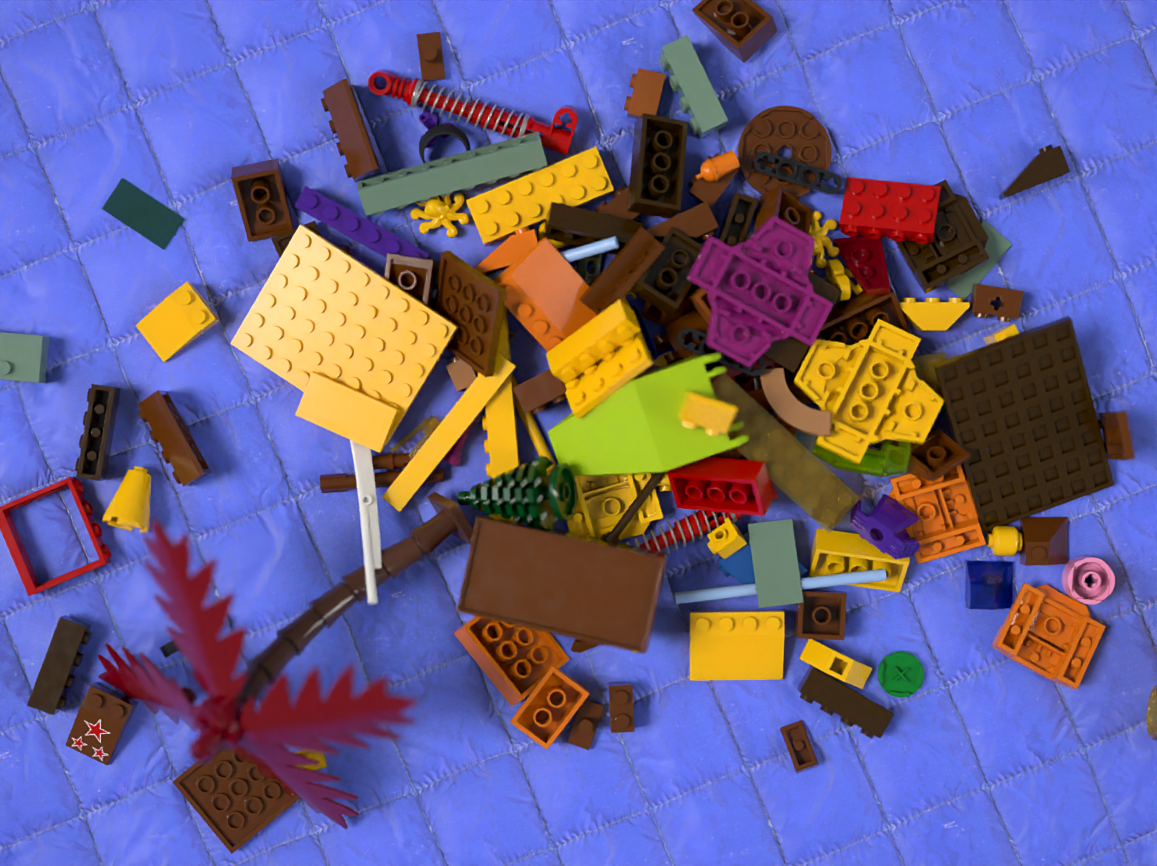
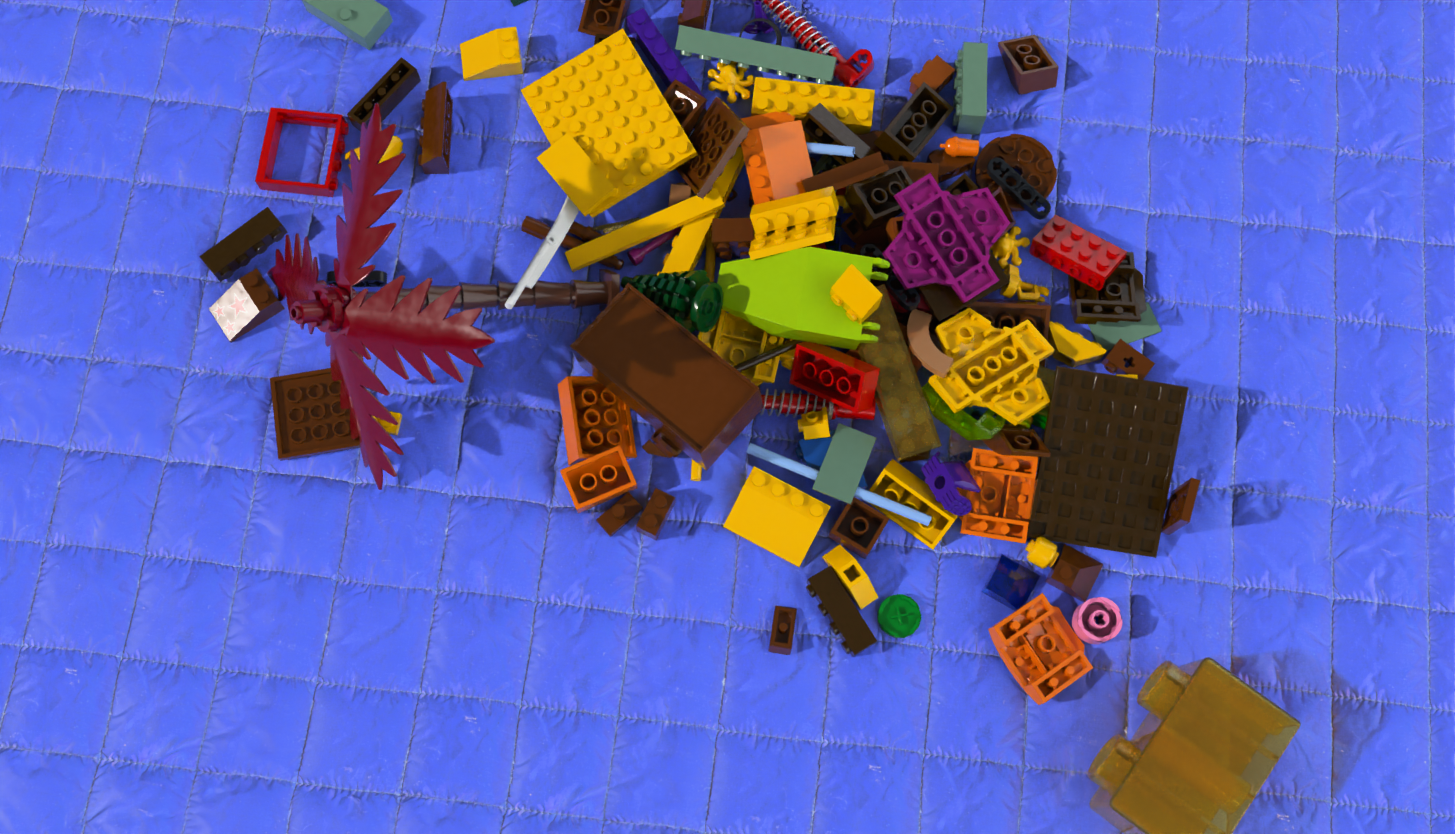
camera: 25 degrees right, 15 degrees down
(866, 263) = (1038, 278): dark red wing -> none
(1040, 169) = (1215, 285): dark brown slope -> none

